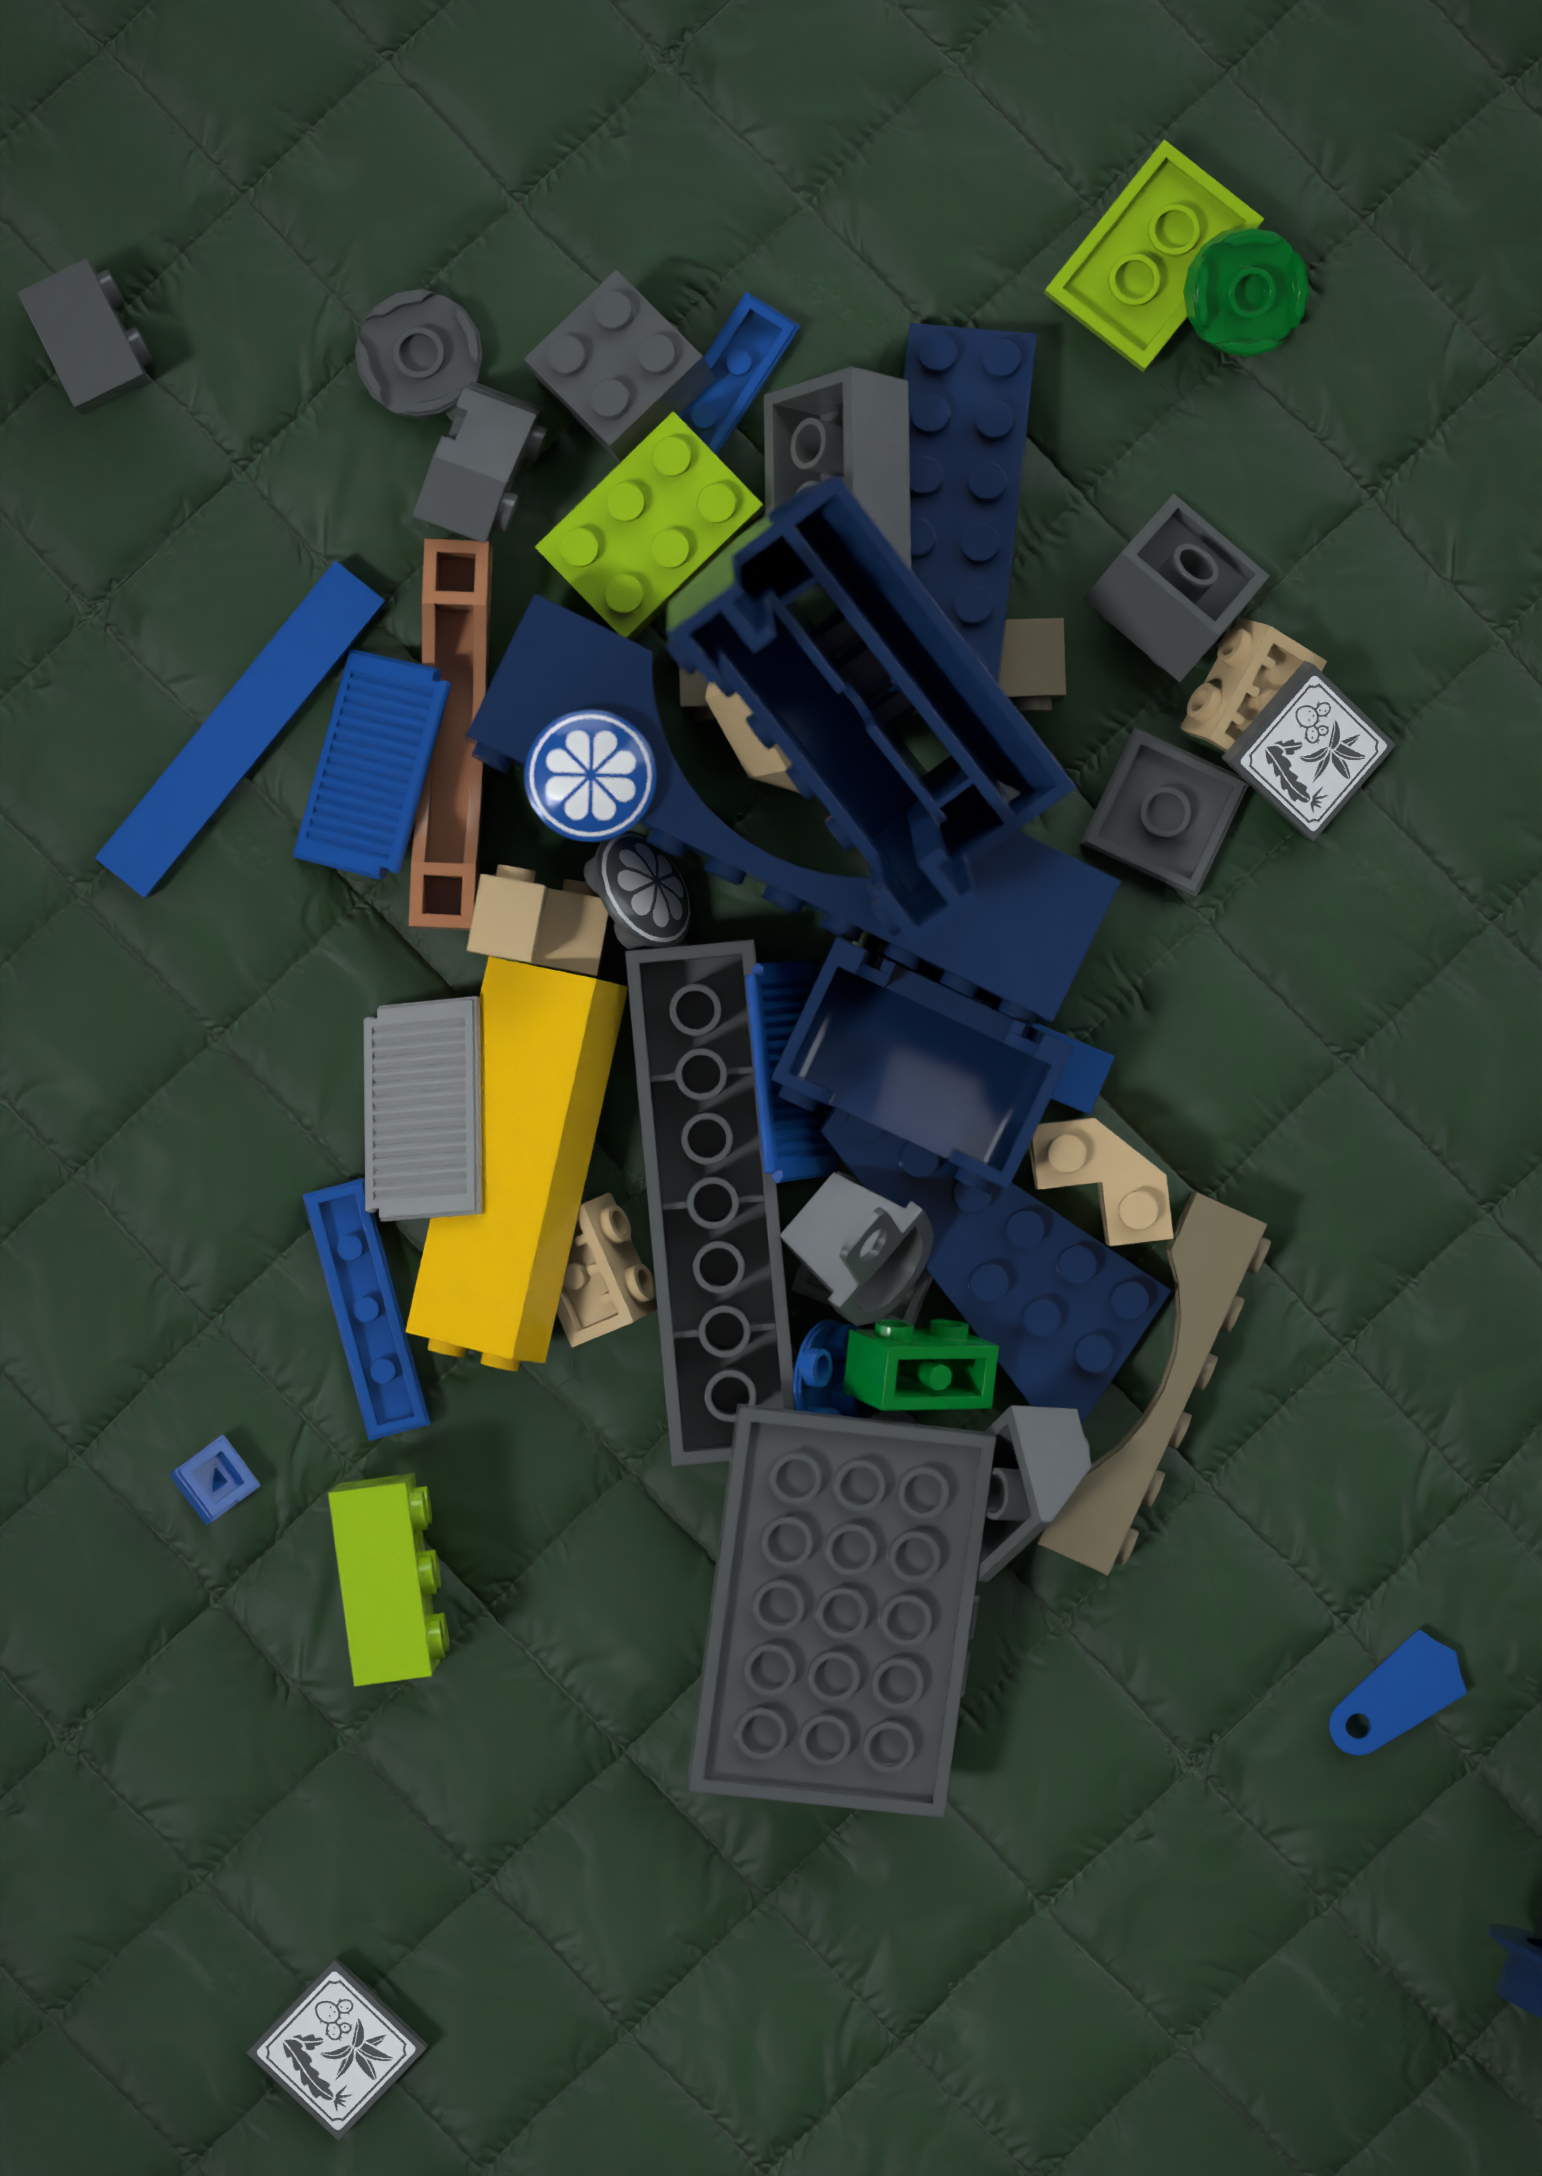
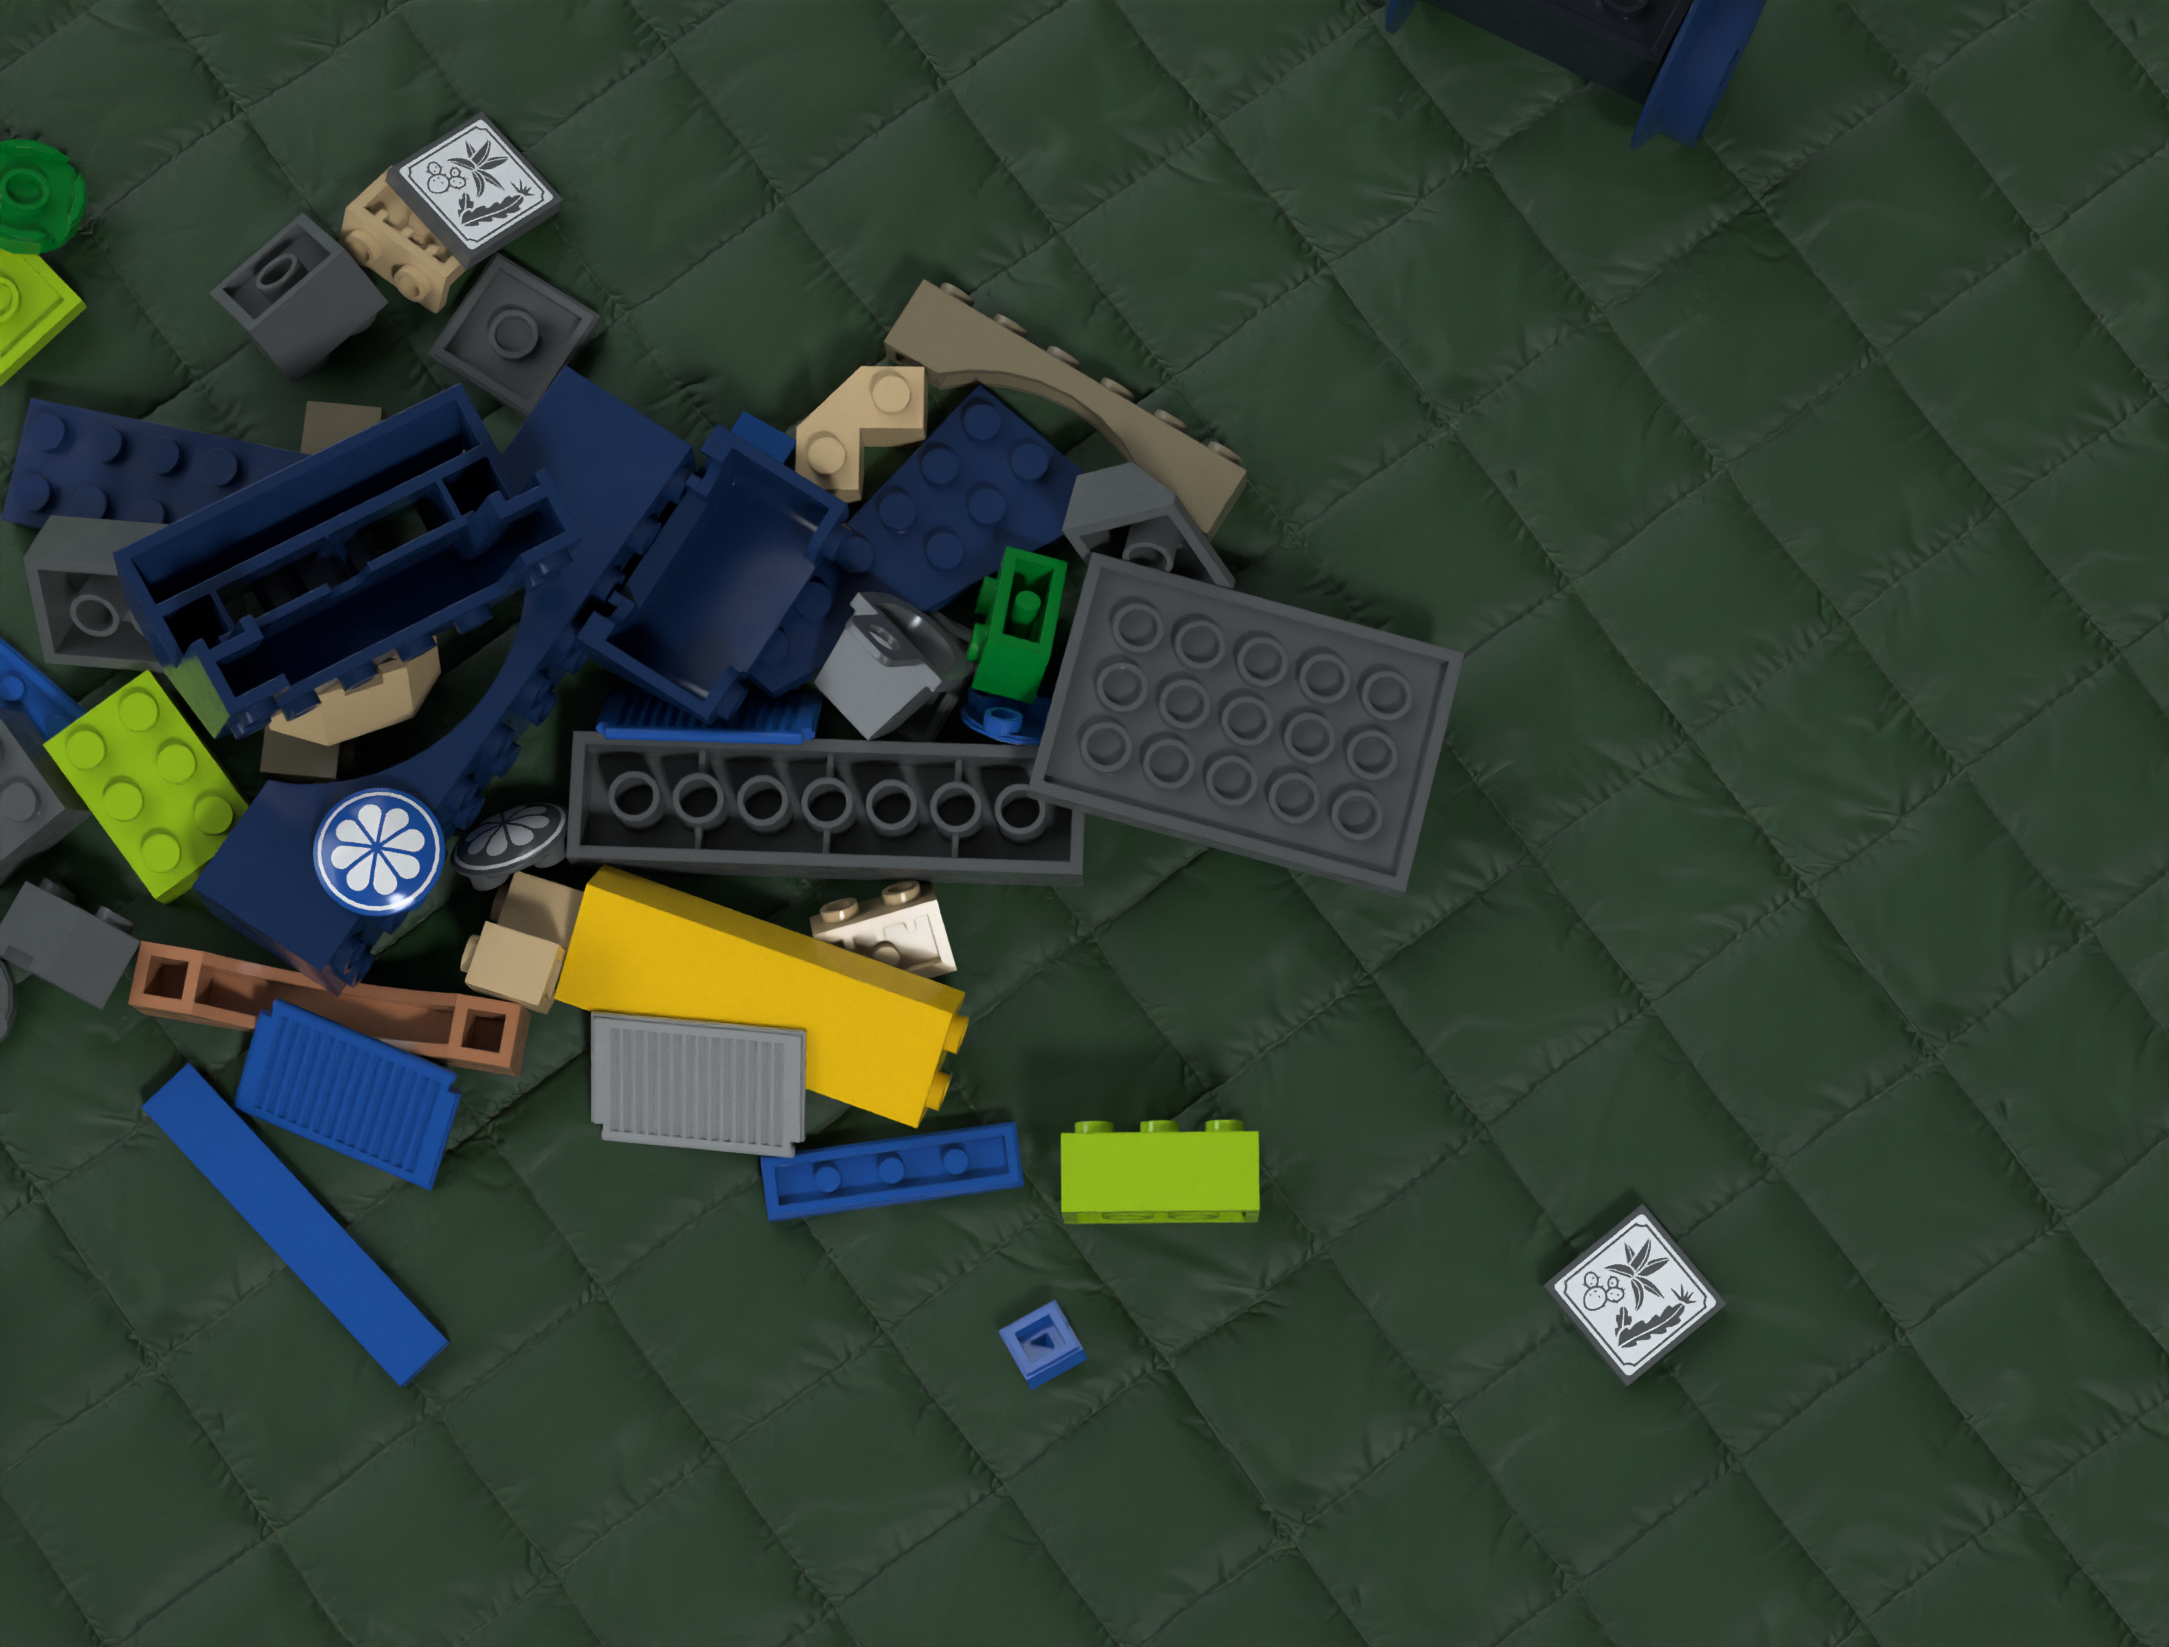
camera: 70 degrees left, 10 degrees down
(1399, 1694) = (1401, 218): blue piece -> none

